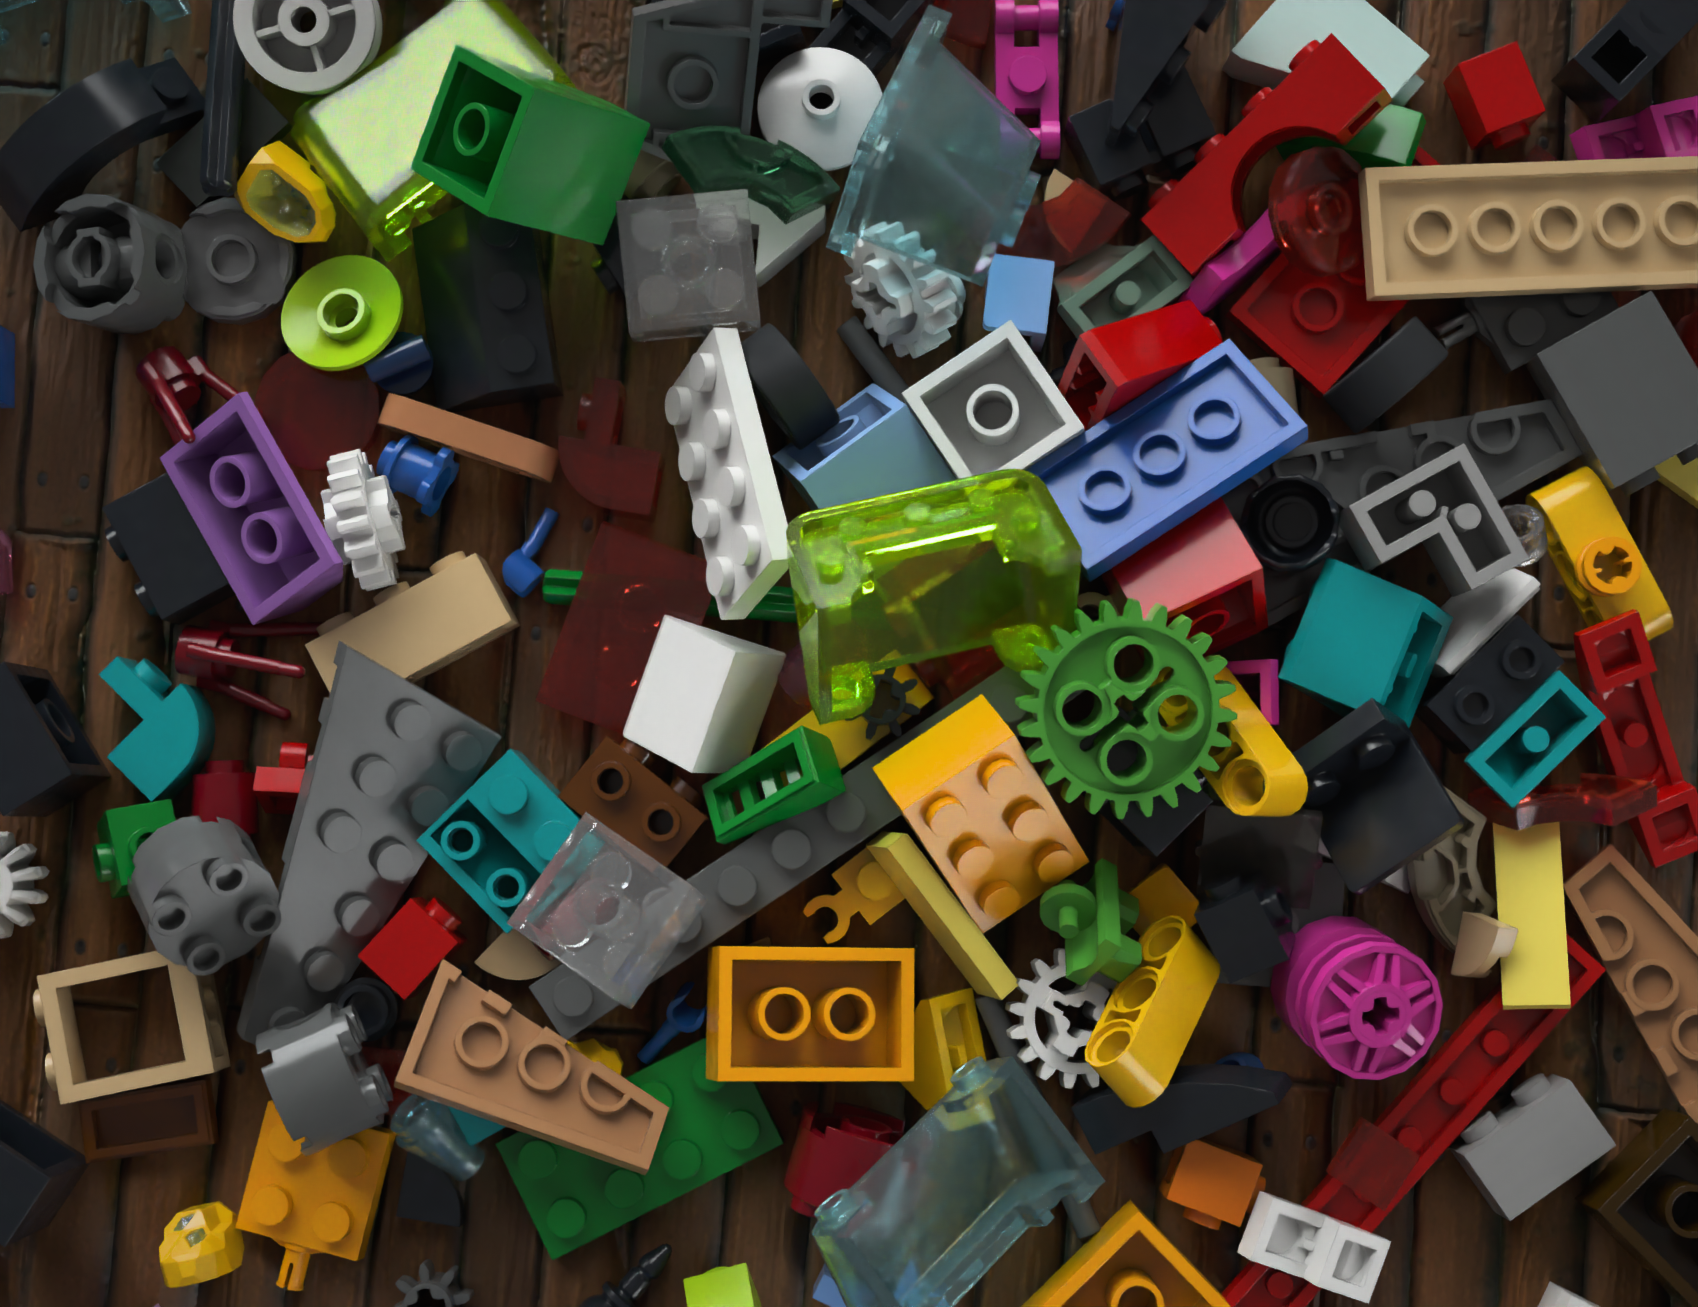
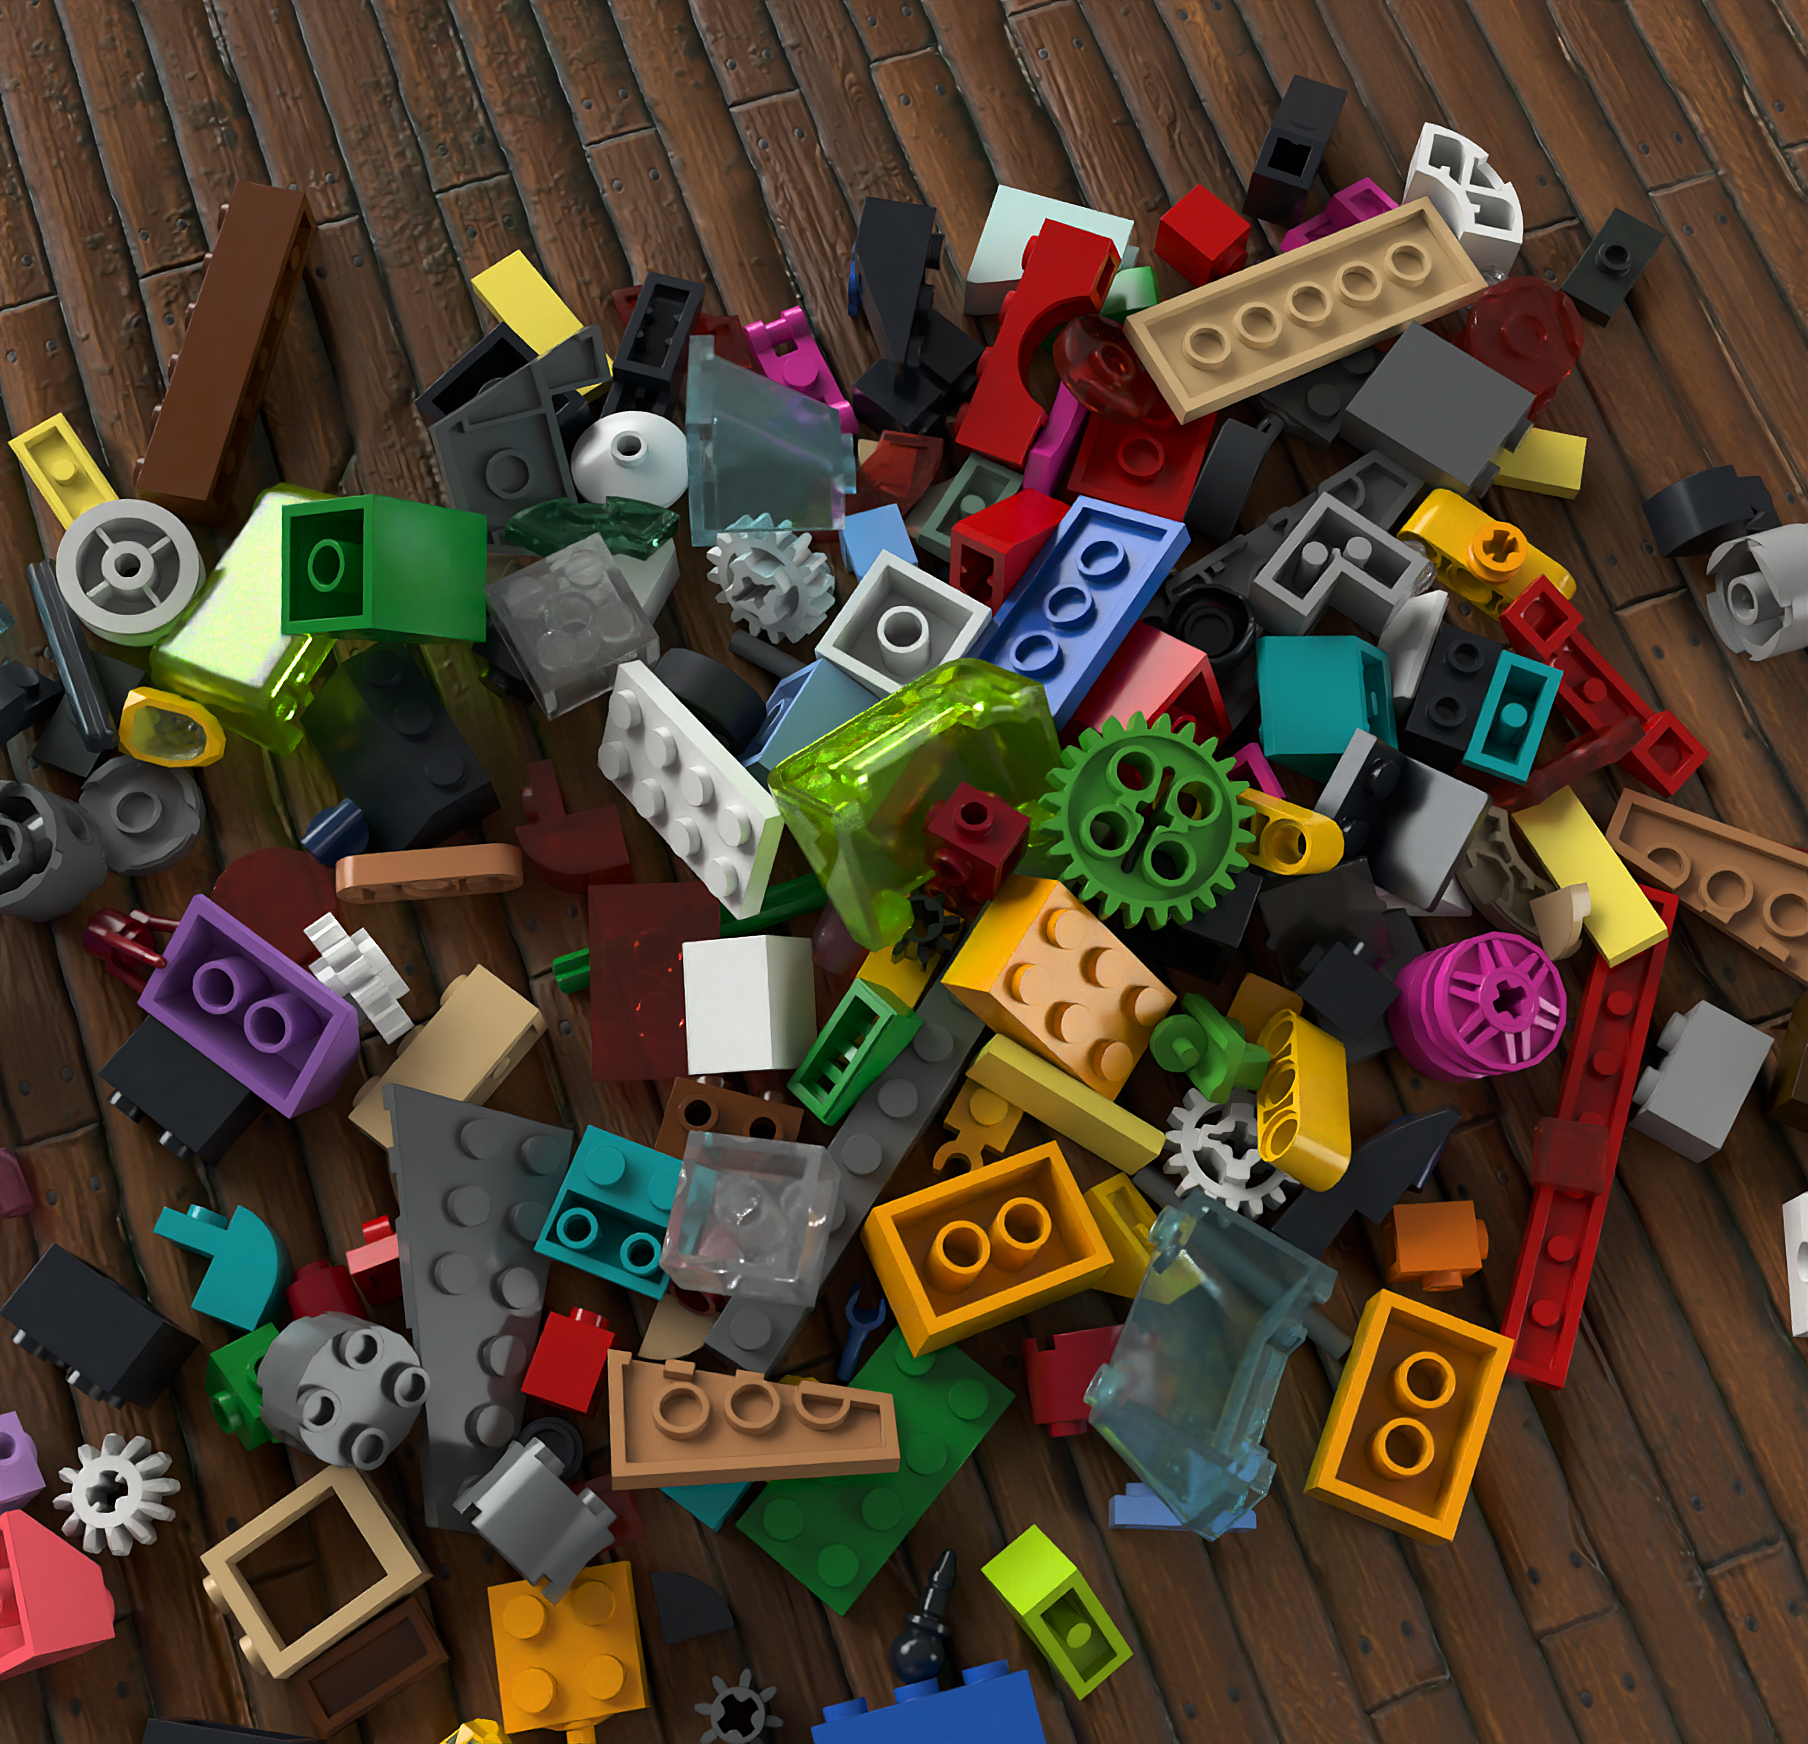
camera: 30 degrees left, 15 degrees down
(213, 654) = (261, 1169): dark red plant -> none
(331, 296) = (262, 811): lime dish -> none
(418, 471) = (394, 920): blue brick -> none
(434, 1135) = (671, 1538): clear light blue cone -> none
(518, 569) = (528, 974): blue hand -> none
(959, 654) = (975, 840): none -> dark red brick
(1314, 1247) = (1558, 1256): white slope -> none

